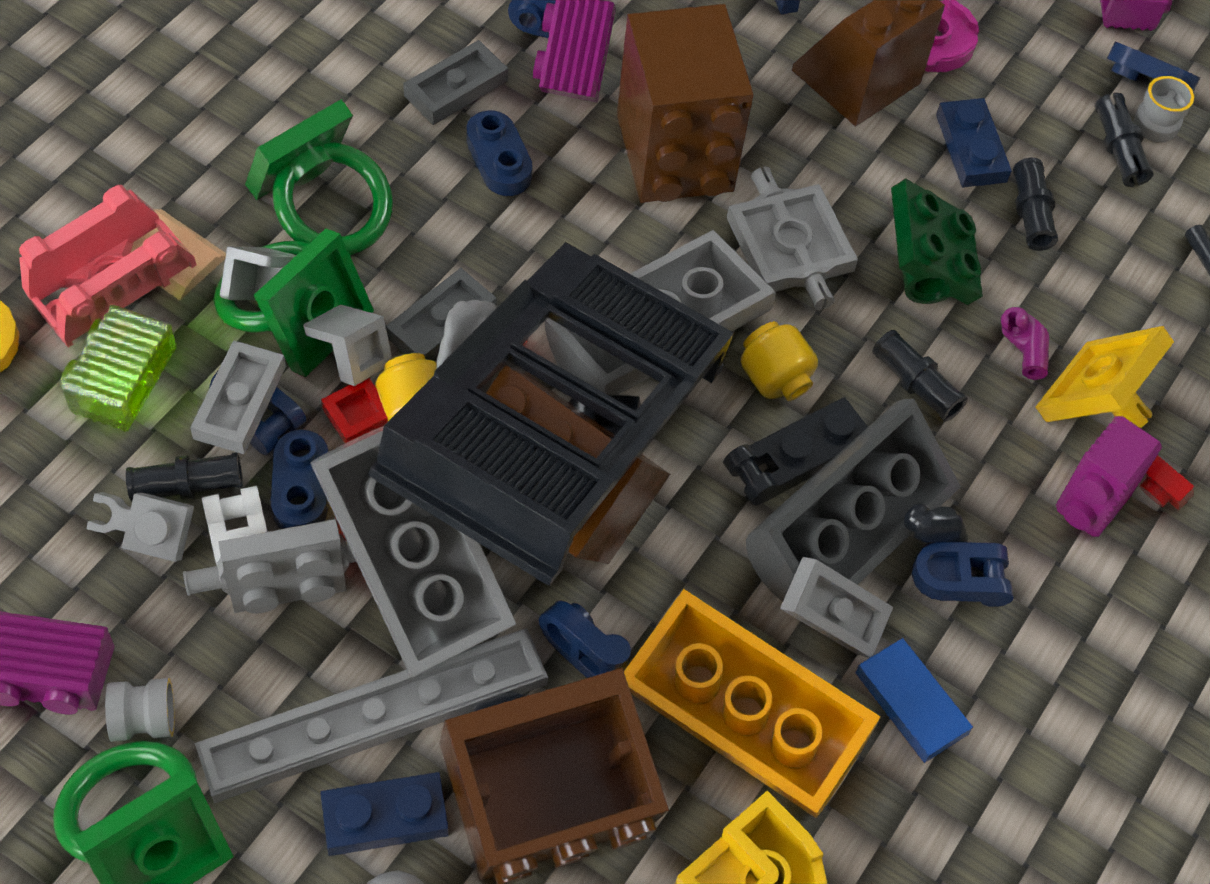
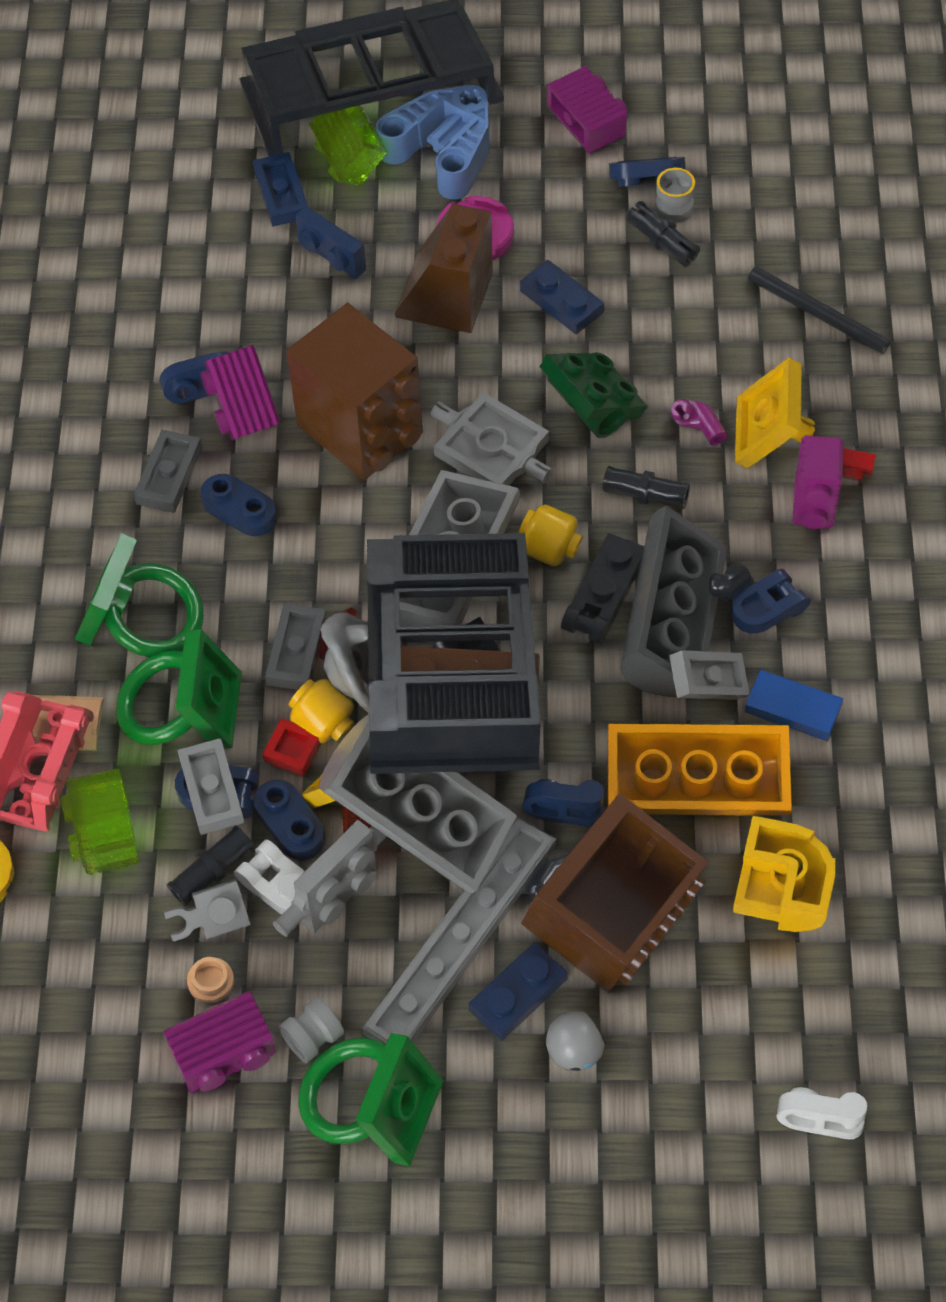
camera: 25 degrees left, 0 degrees up
(91, 591) = (210, 980): none -> light nougat plate
(249, 270) = (152, 693): light grey panel -> none
(357, 341) = (255, 695): light grey panel -> none
(1035, 204) = (636, 317): black pin -> none

